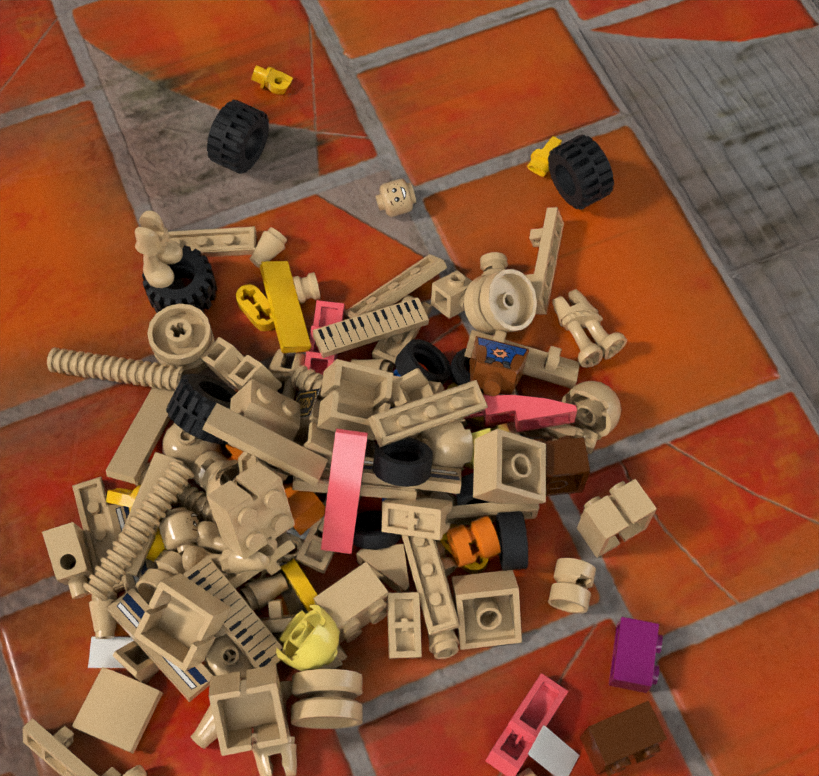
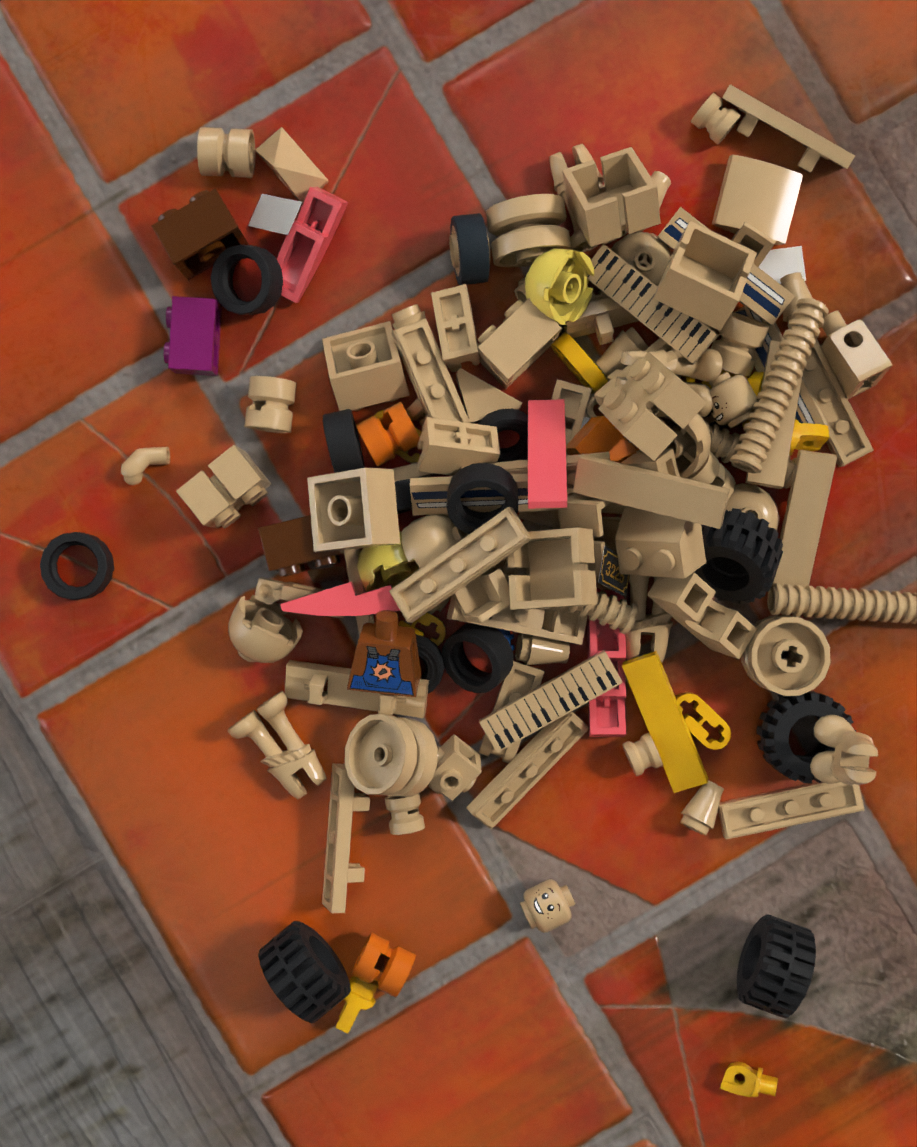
camera: 175 degrees right, 25 degrees up
(381, 693) = (469, 249): none -> black wheel
(515, 168) = (394, 971): none -> orange wheel
(599, 682) = (223, 284): none -> black tyre
(687, 558) = (140, 460): none -> tan arm
(756, 464) = (50, 572): none -> black tyre

